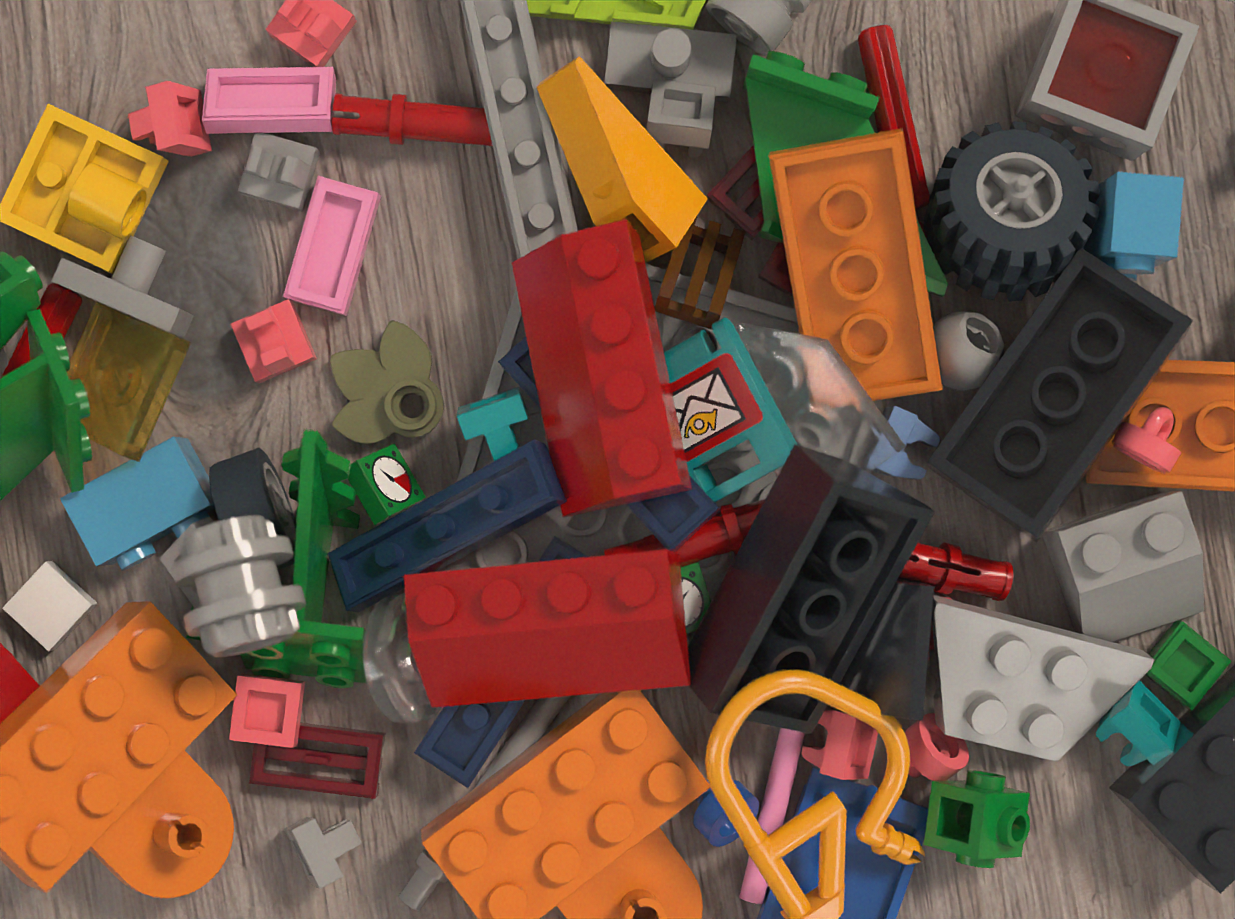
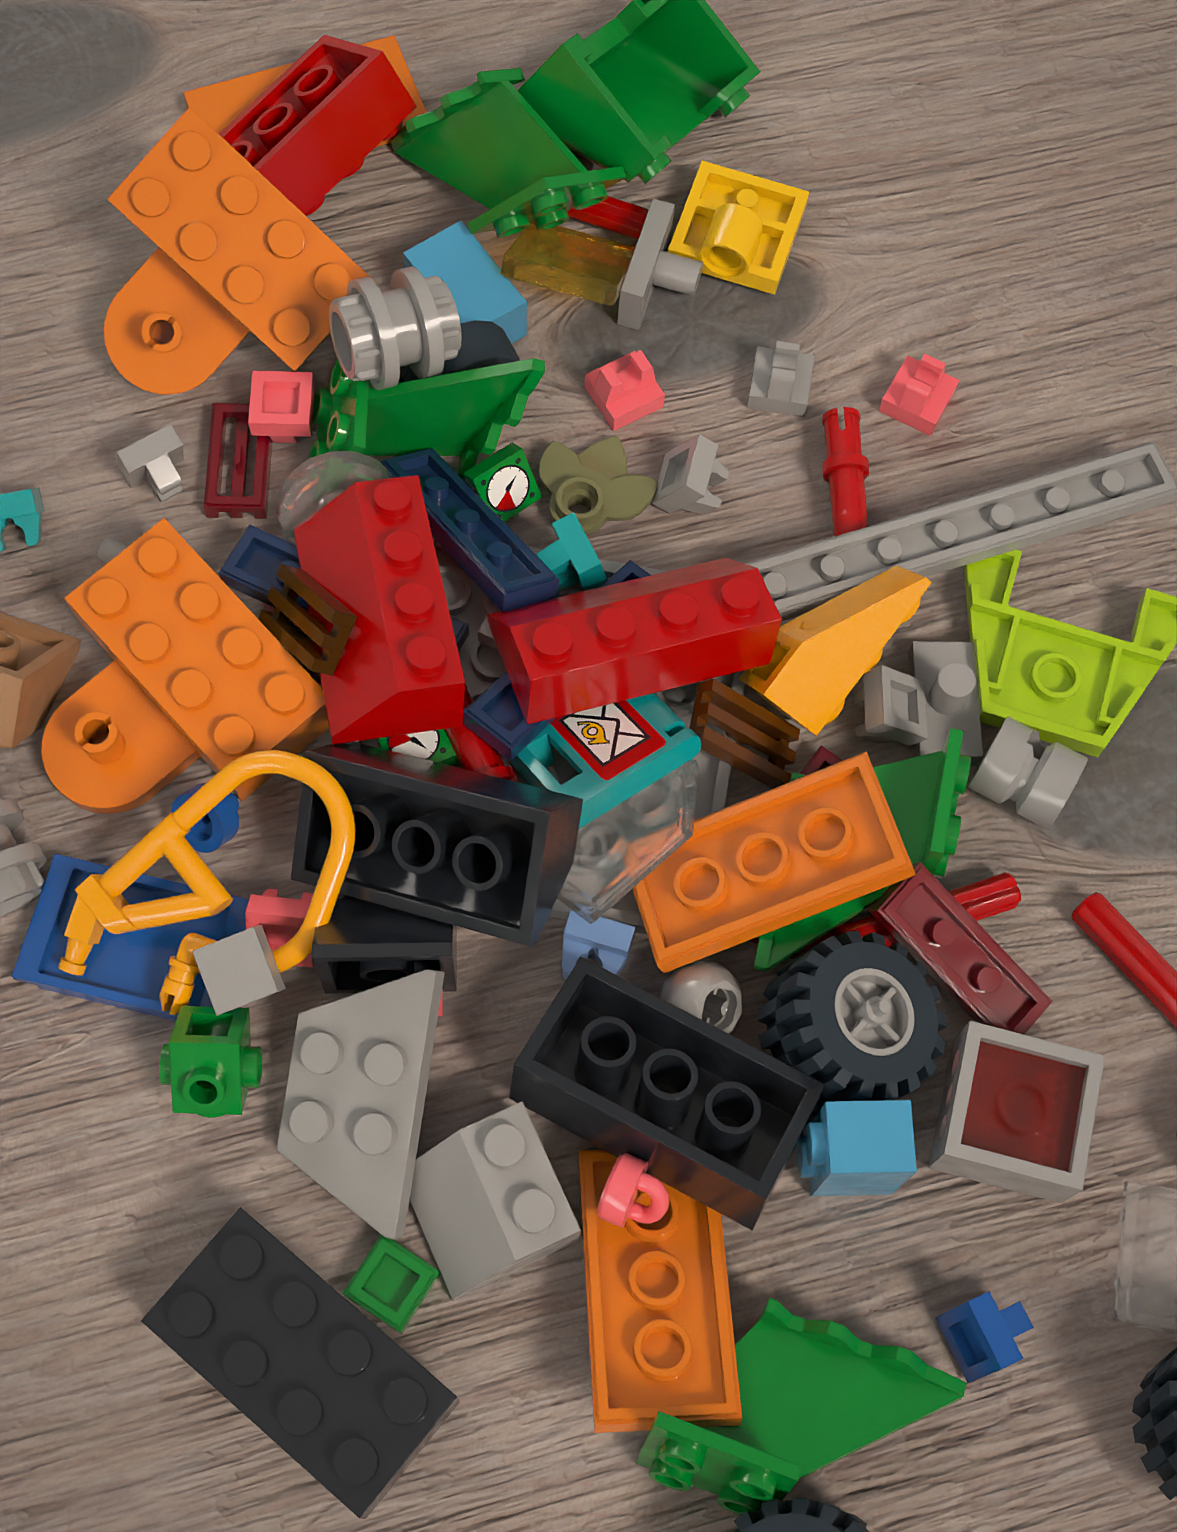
camera: 75 degrees right, 20 degrees down
(50, 605) = (366, 236): white tile -> none
(172, 120) = (812, 289): coral tile -> none
(269, 100) = (844, 363): bright pink tile -> none
(332, 245) = (743, 431): bright pink tile -> none
(392, 287) = (686, 476): none -> light grey tile
(554, 701) = (277, 622): none -> dark brown tile
(774, 805) = (232, 874): bright pink bar -> none
(910, 789) = (238, 969): none -> light grey tile
(933, 752) = (276, 1016): coral tile -> none
(952, 91) = (959, 953): none -> dark red tile
(980, 574) = (464, 1055): red pin -> none
(1144, 723) = (325, 1233): teal tile -> none

